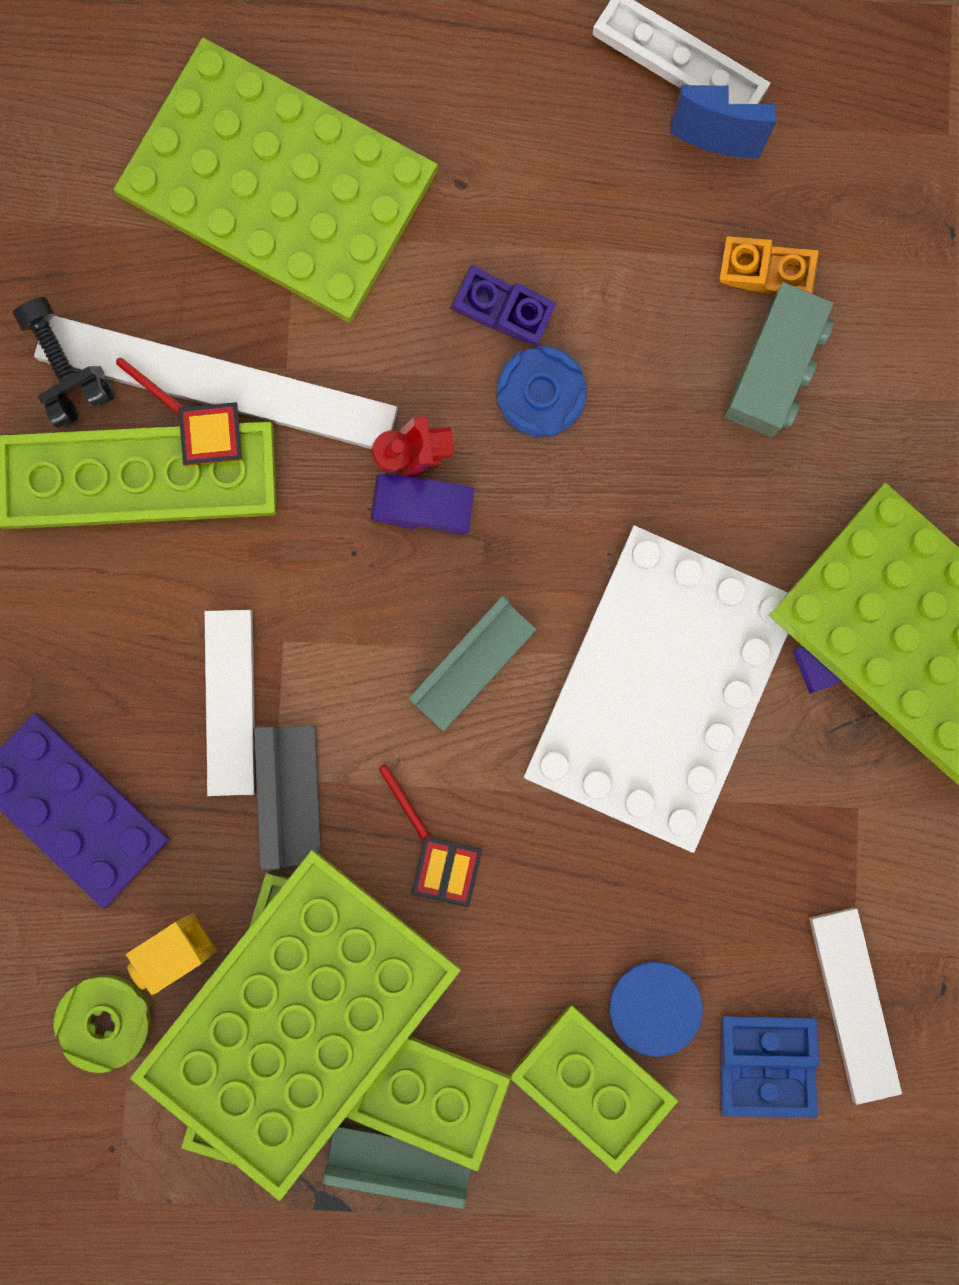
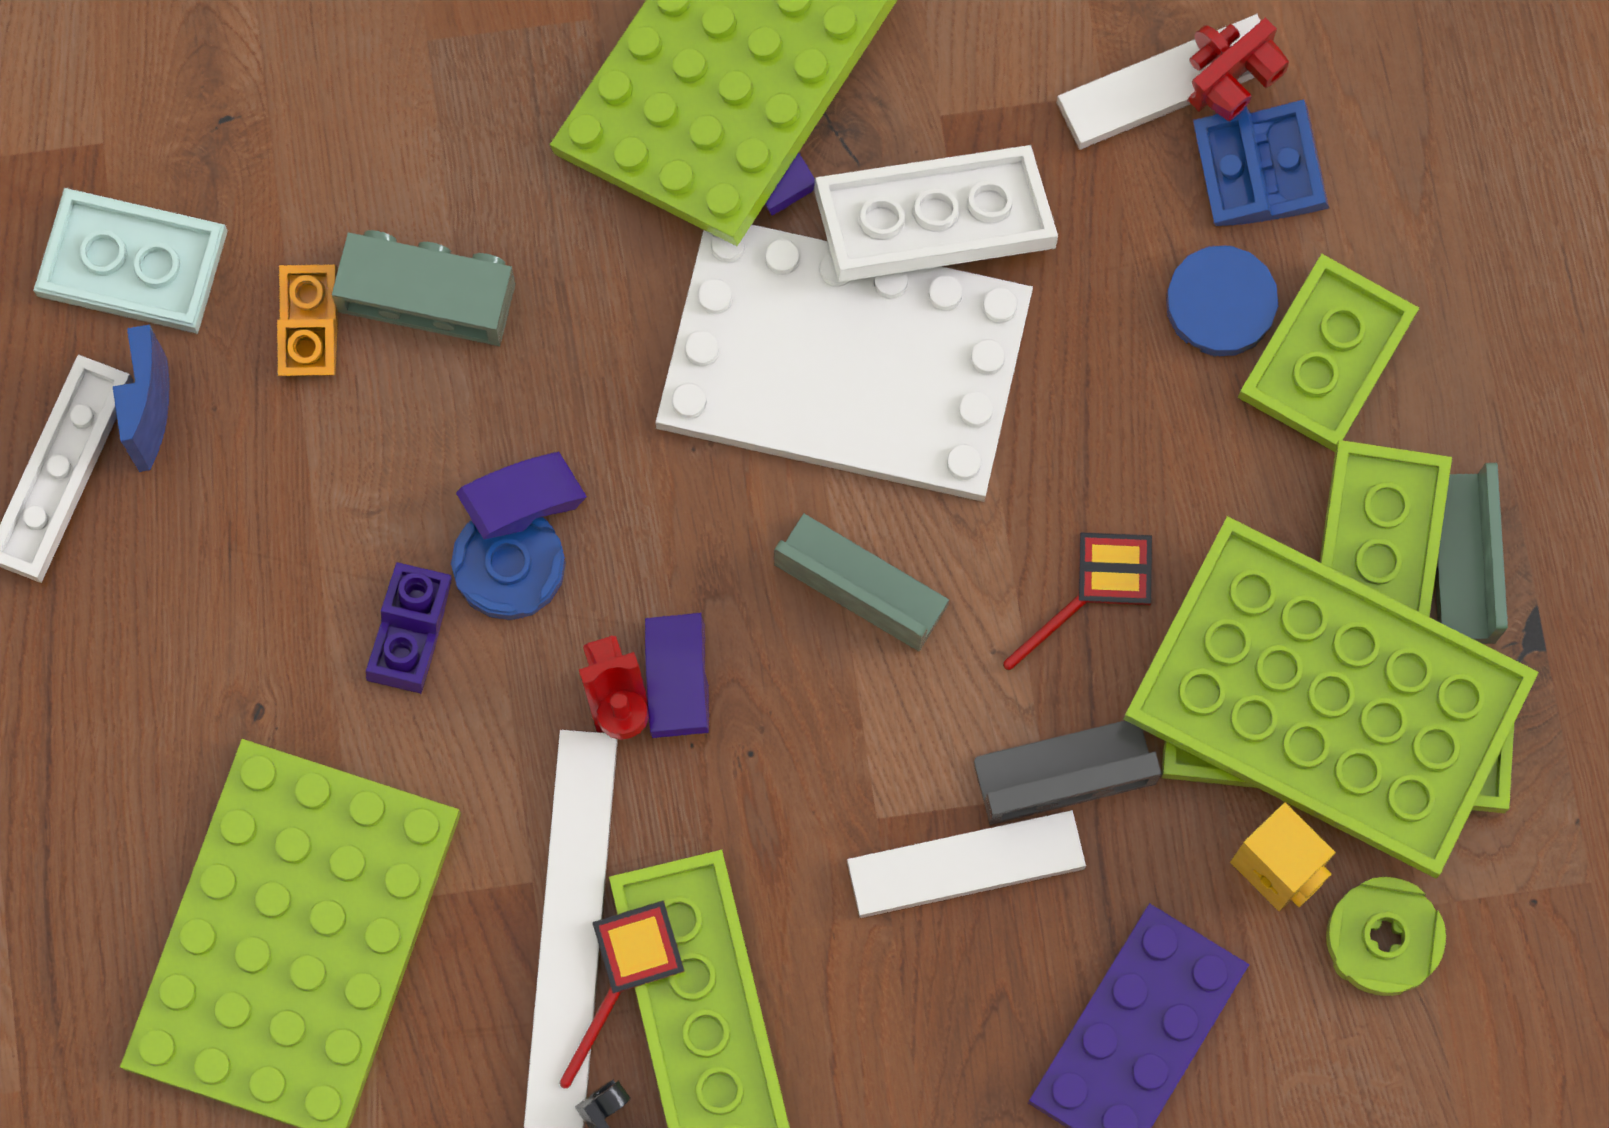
camera: 100 degrees left, 10 degrees down
(590, 405) = (519, 493): none -> dark purple slope
(769, 784) = (935, 213): none -> white plate
(844, 140) = (130, 260): none -> light aqua tile
(863, 1084) = (1218, 83): none -> red hips

